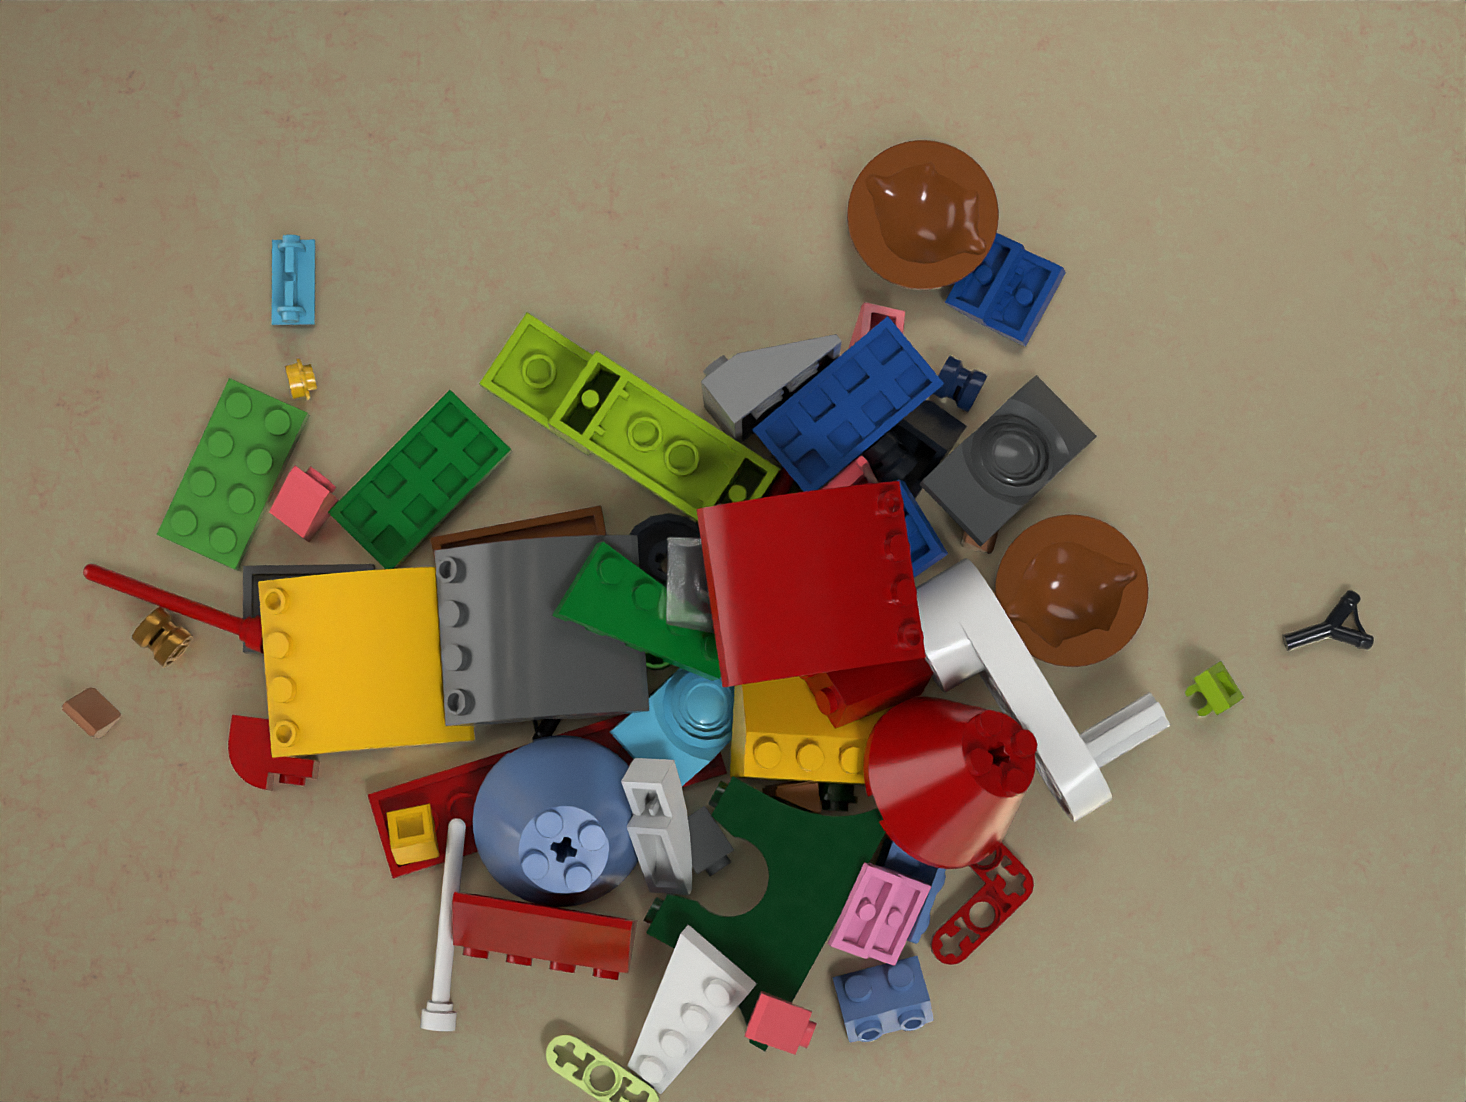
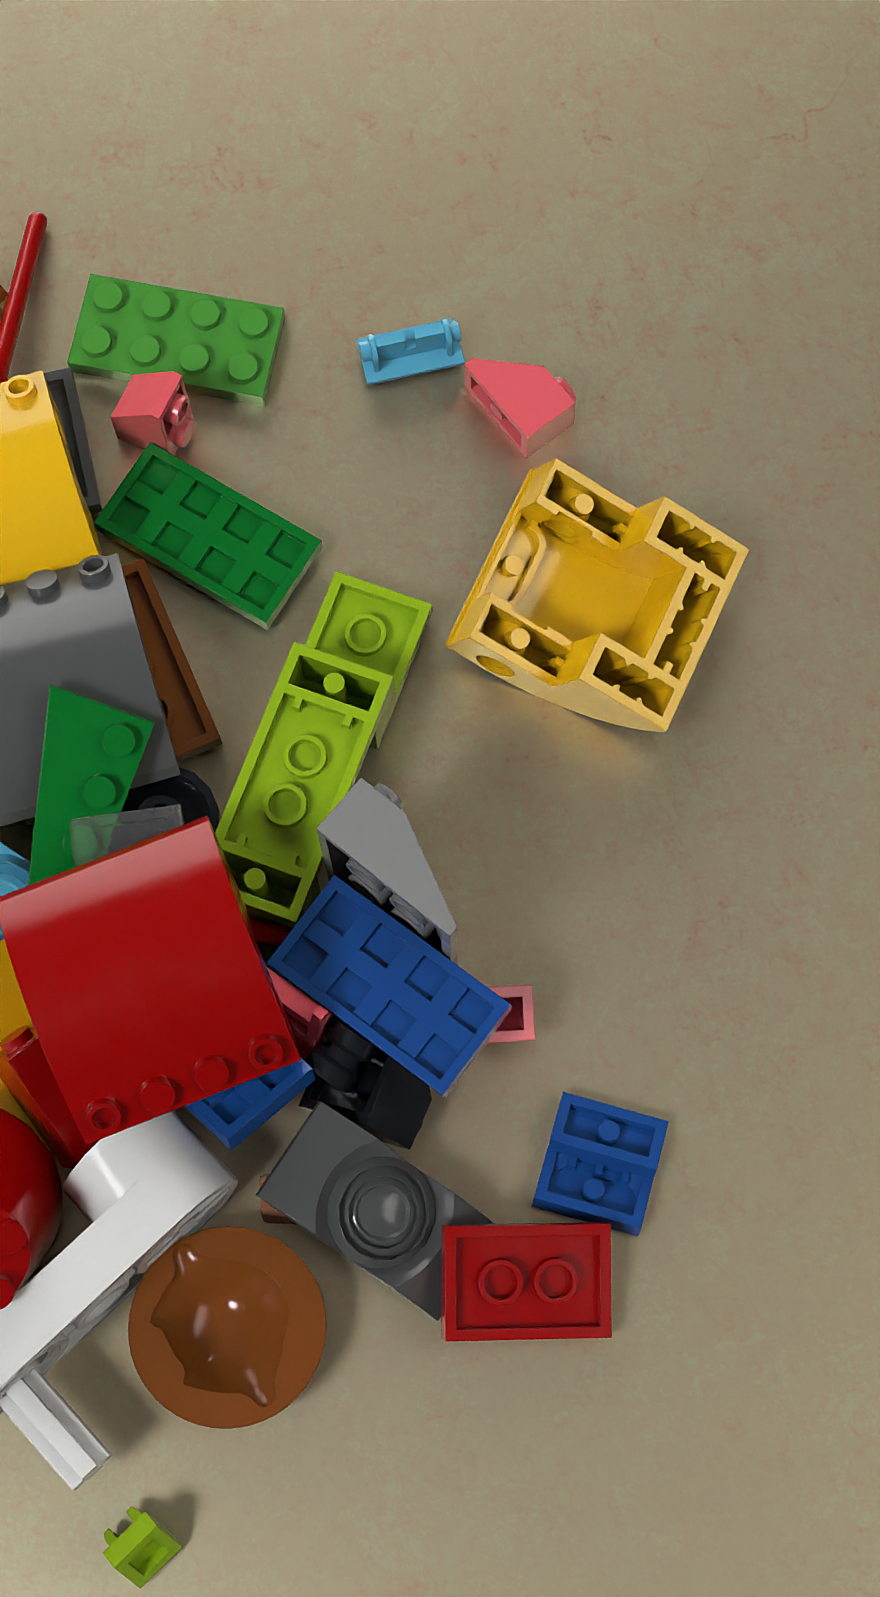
camera: 75 degrees right, 10 degrees down
(300, 379) = (298, 382): yellow plate -> none
(364, 199) = (522, 400): none -> coral slope
(556, 178) = (597, 599): none -> yellow slope
(922, 215) = (661, 1036): dark orange piece -> none
(960, 383) = (463, 1130): dark blue wheel -> none
(1085, 361) = (525, 1281): none -> red plate

